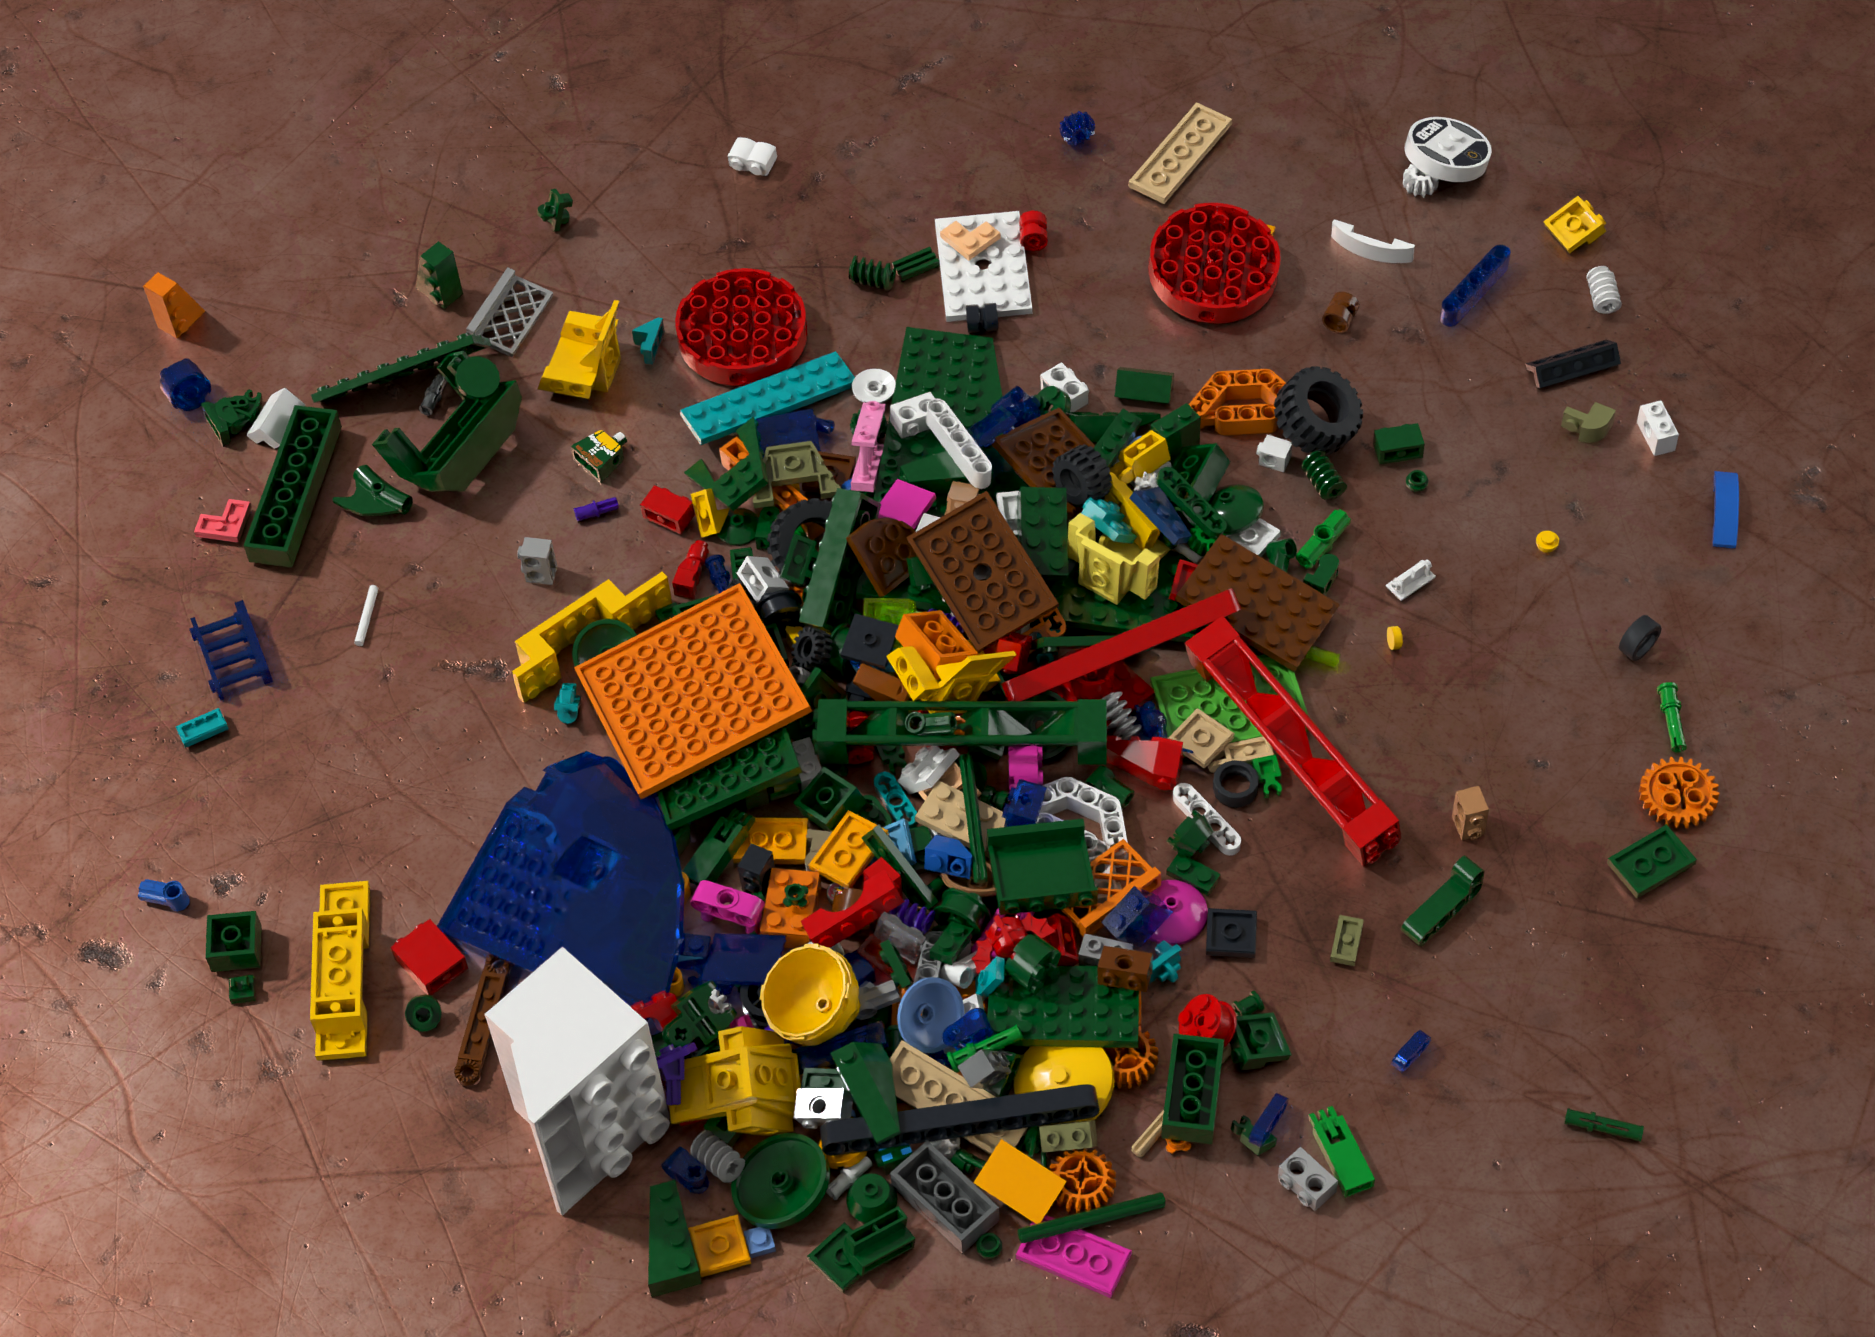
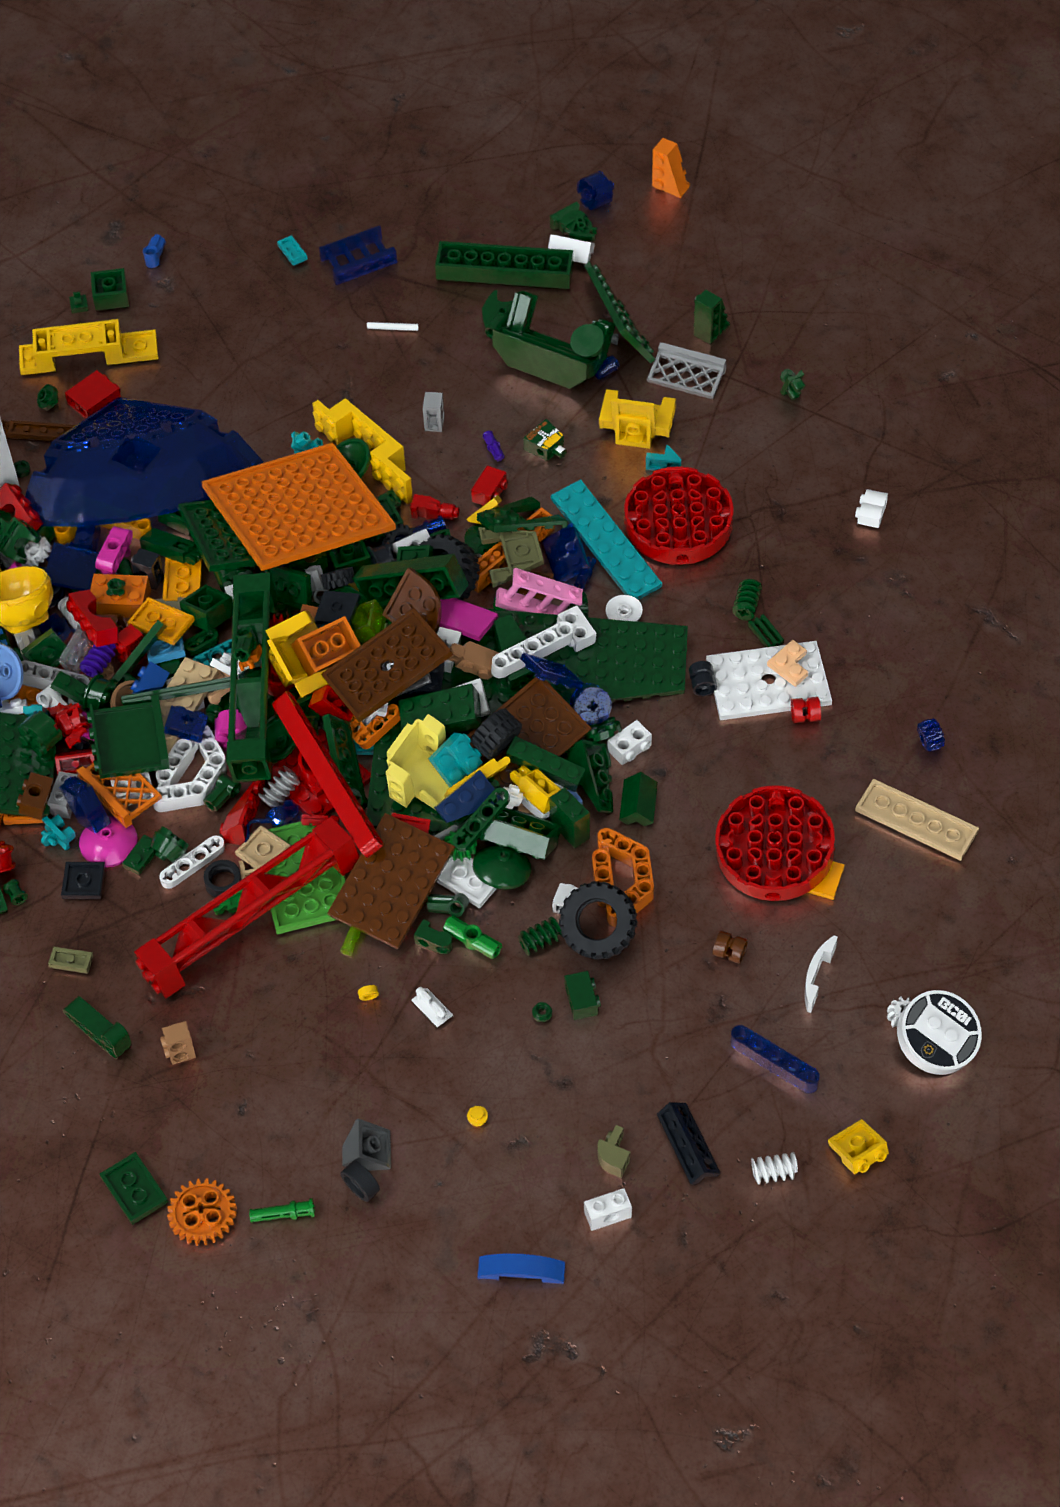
camera: 85 degrees right, 0 degrees up
(225, 527) = (470, 234): coral plate -> none
(1162, 679) = (316, 819): none -> red axle
(1598, 638) = (368, 1146): none -> dark grey slope

